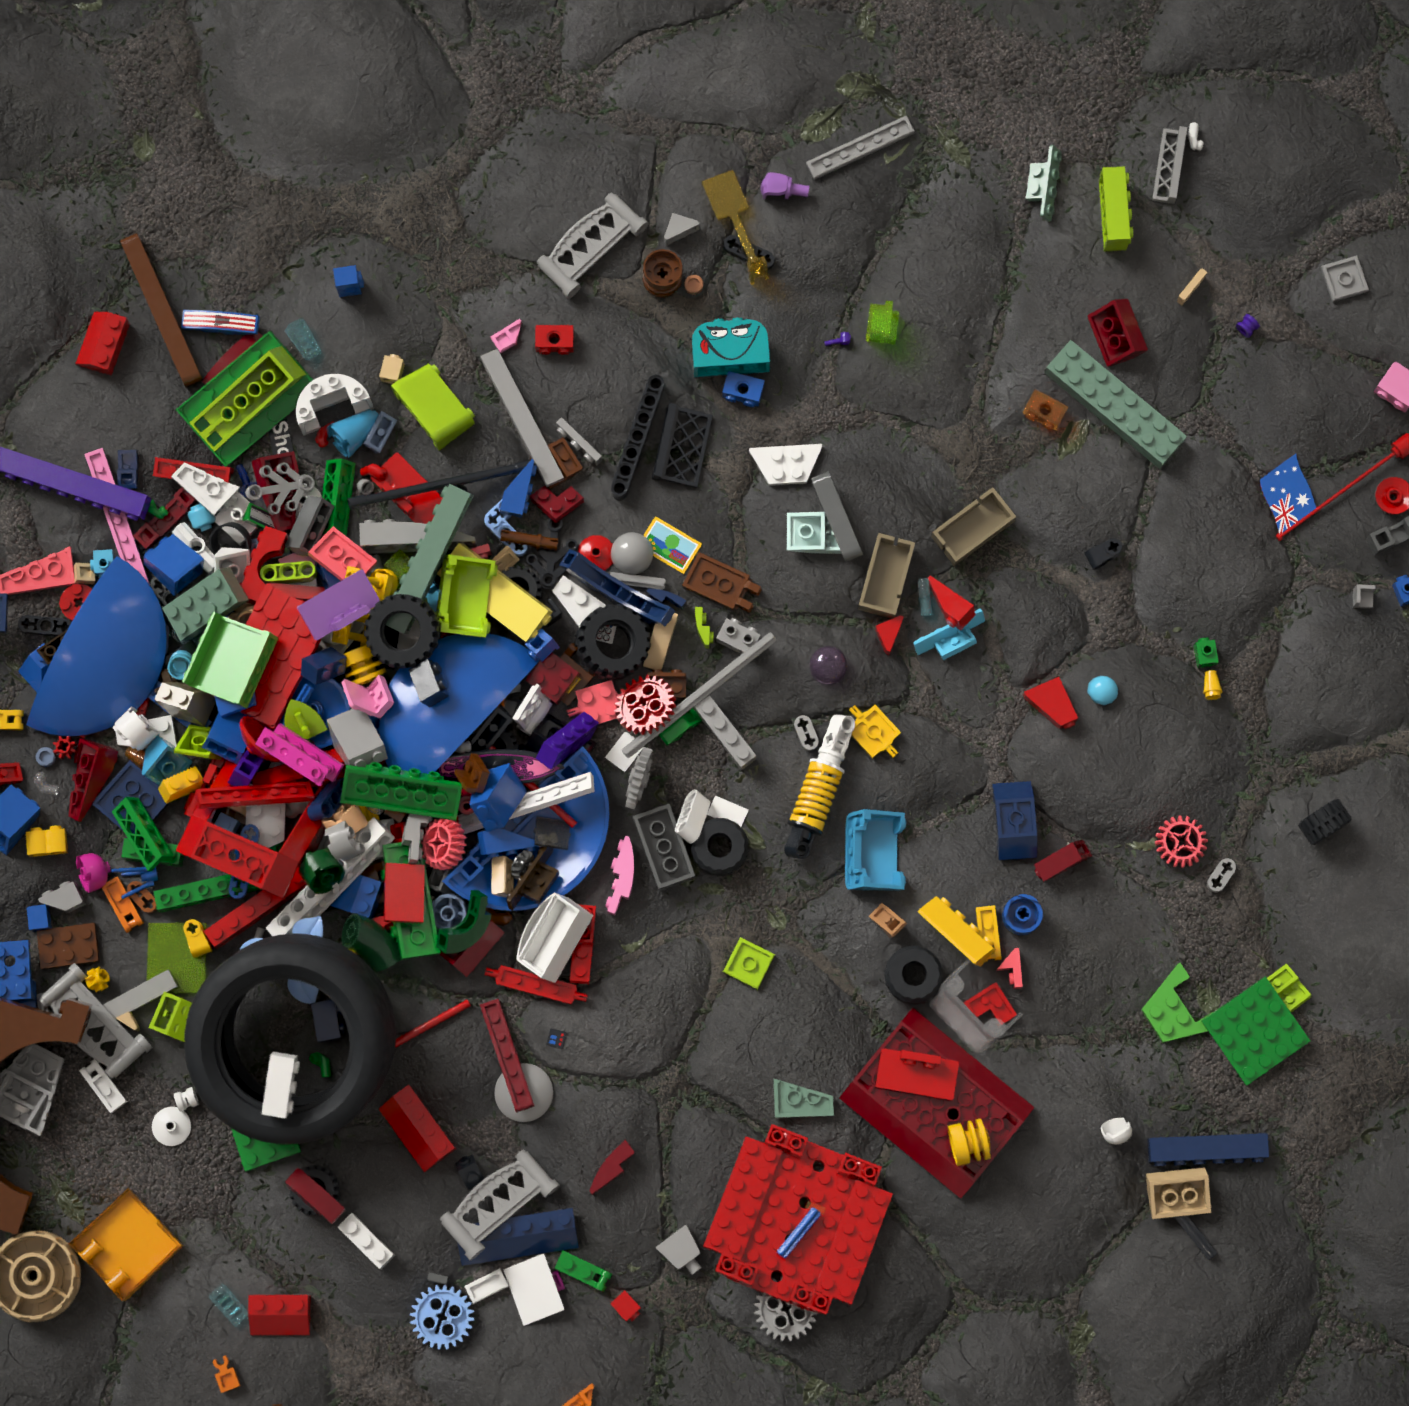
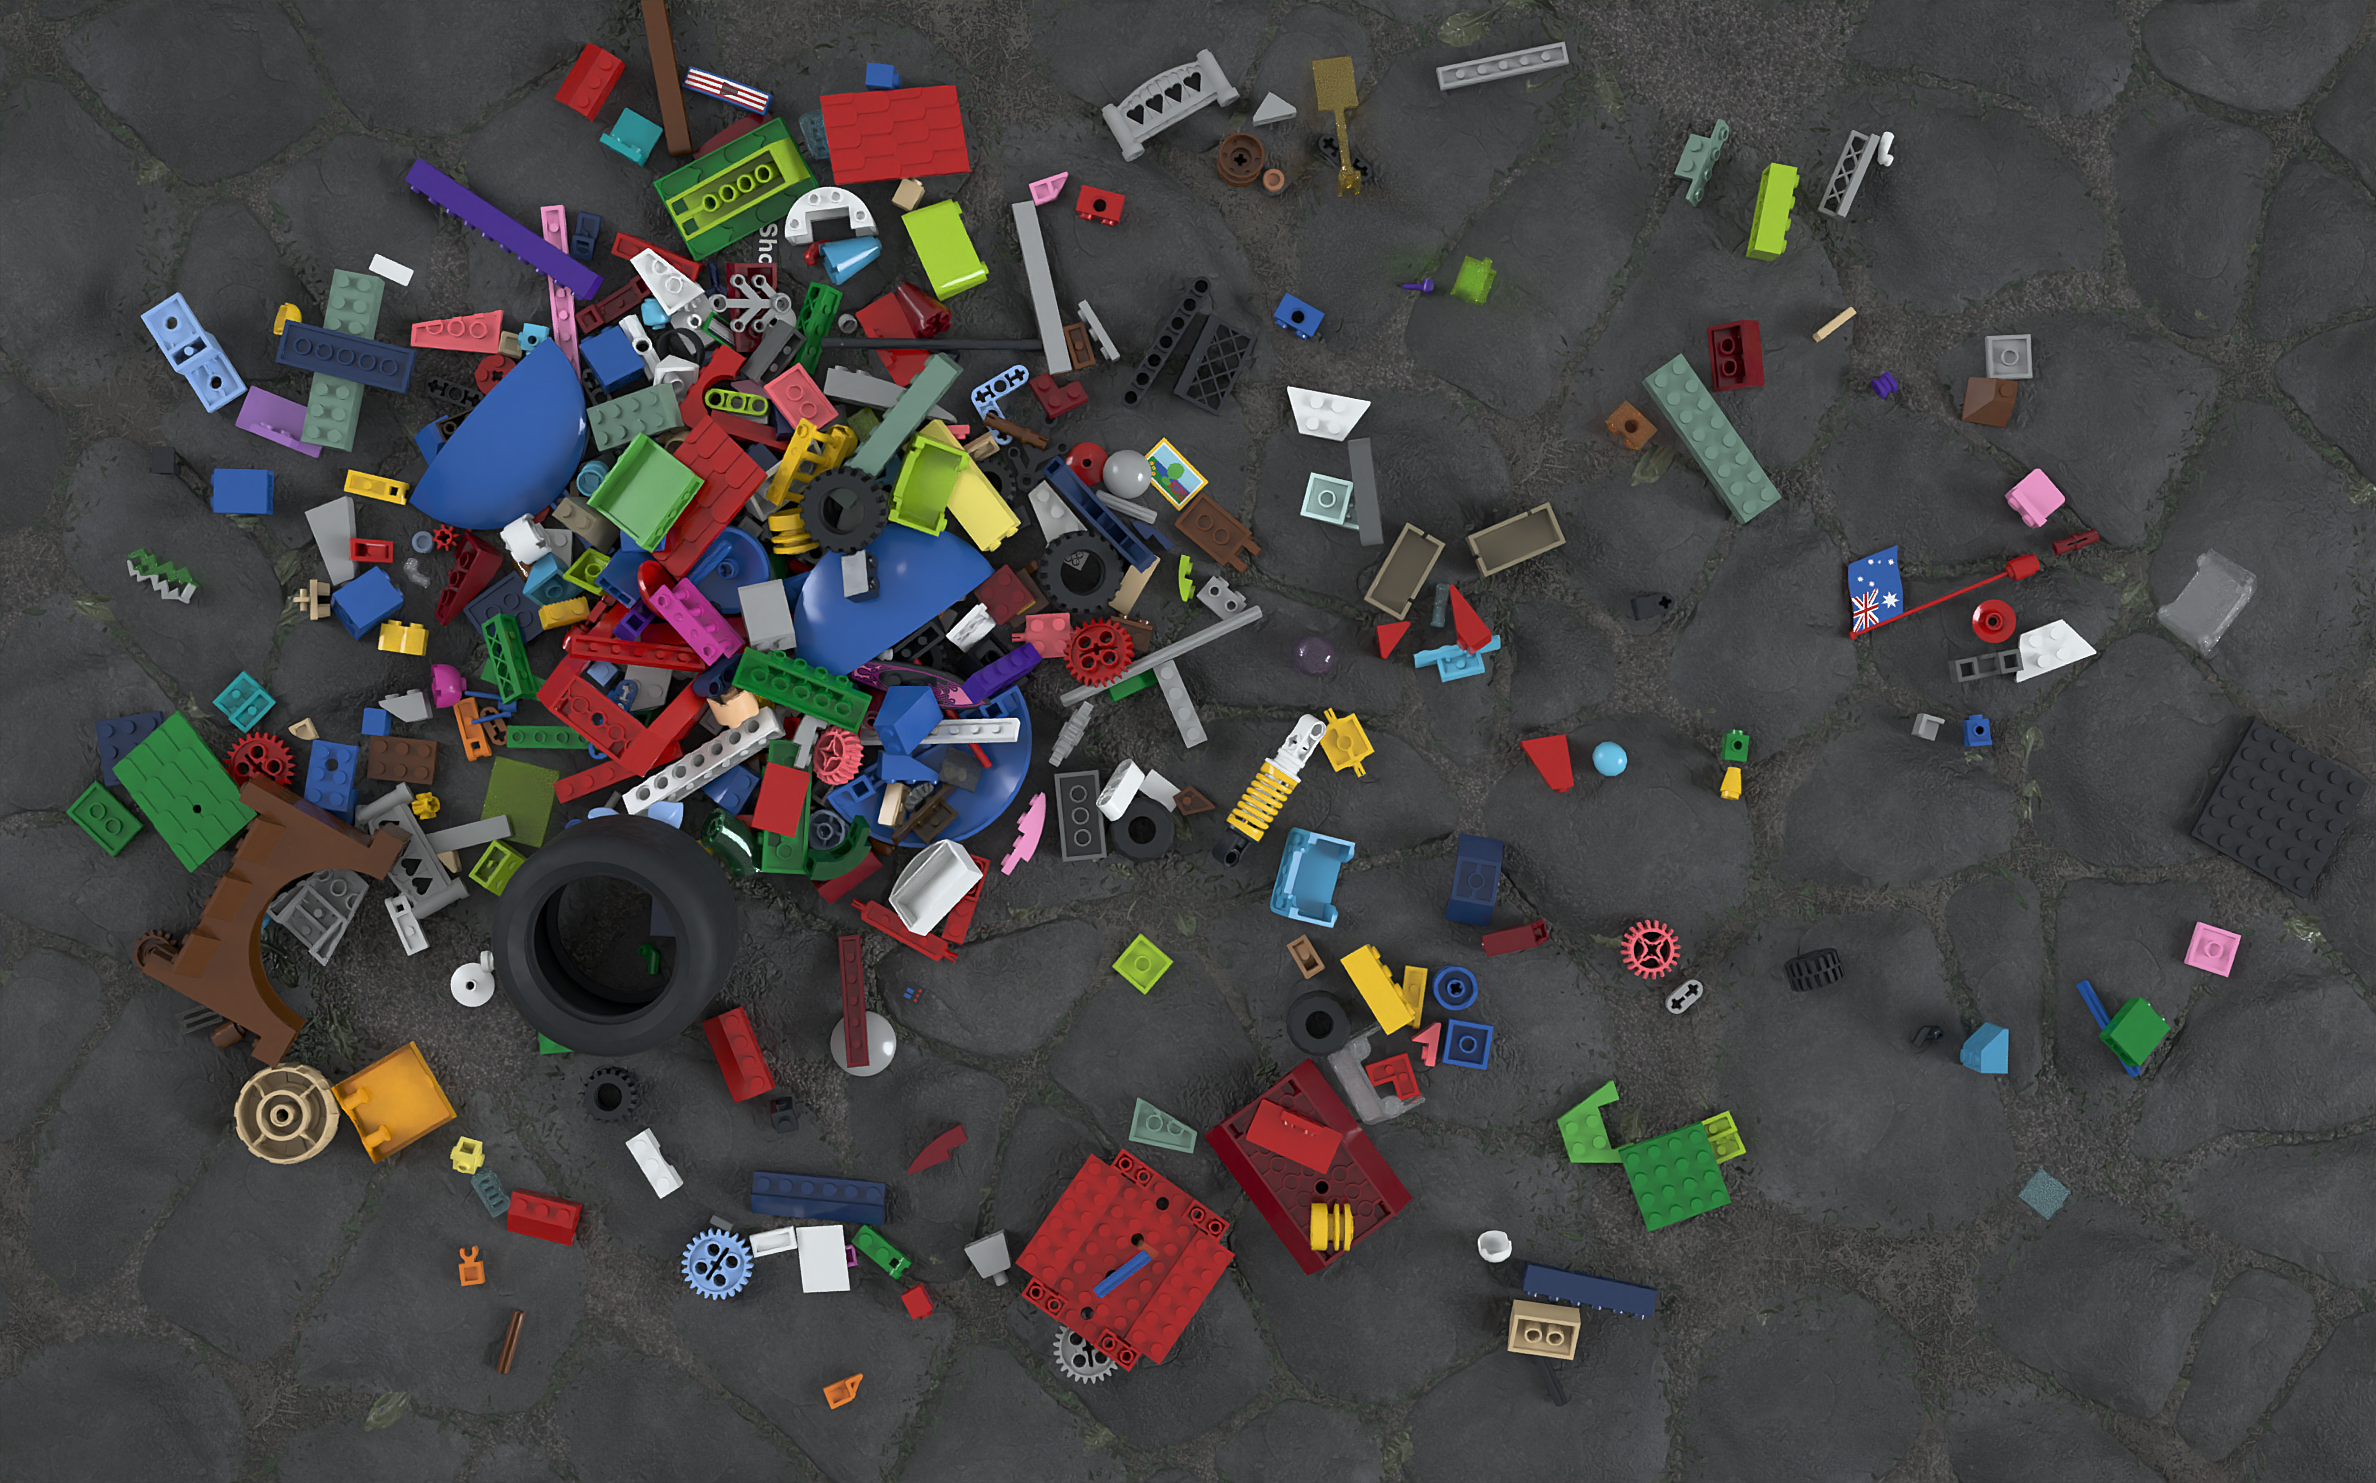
camera: 15 degrees right, 10 degrees up
(149, 379) = (633, 137): none -> teal bracket
(159, 513) = (609, 297): green arm -> none
(197, 942) = (543, 789): yellow piece -> none
(201, 1274) = (467, 1155): none -> light yellow brick
(280, 1085) = (587, 993): white brick -> none
(303, 720) = (713, 579): lime shield -> none
(314, 1196) = (607, 1106): dark red slope -> none
(321, 871) = (693, 754): dark green brick -> none
(323, 665) = (748, 525): dark blue brick -> none
(339, 605) = (780, 463): medium lavender bracket -> none
(343, 844) = (724, 729): light grey cylinder -> none
(369, 321) = (895, 134): none -> red piece
(373, 470) = (861, 308): red arm -> none
(373, 700) = (790, 576): bright pink bracket -> none
(380, 432) = (878, 265): sand blue slope -> none
(427, 461) = (923, 312): none -> dark red cone
(431, 1023) = (781, 943): red bar -> none
(470, 1235) = (766, 1188): light grey piece -> none
(474, 776) = (886, 691): reddish brown bracket -> none
(515, 495) = (1011, 378): blue slope -> none
(541, 645) = (998, 559): blue brick -> none
(616, 755) = (1052, 696): white sticker -> none
(730, 346) = (1295, 266): teal brick -> none
(756, 814) = (1191, 801): none -> reddish brown piece
(781, 184) = (1400, 88): medium lavender piece -> none
(810, 731) = (1264, 725): light grey beam -> none
(1045, 959) = (1467, 1043): none -> blue brick
(1338, 317) = (1989, 401): none -> reddish brown slope

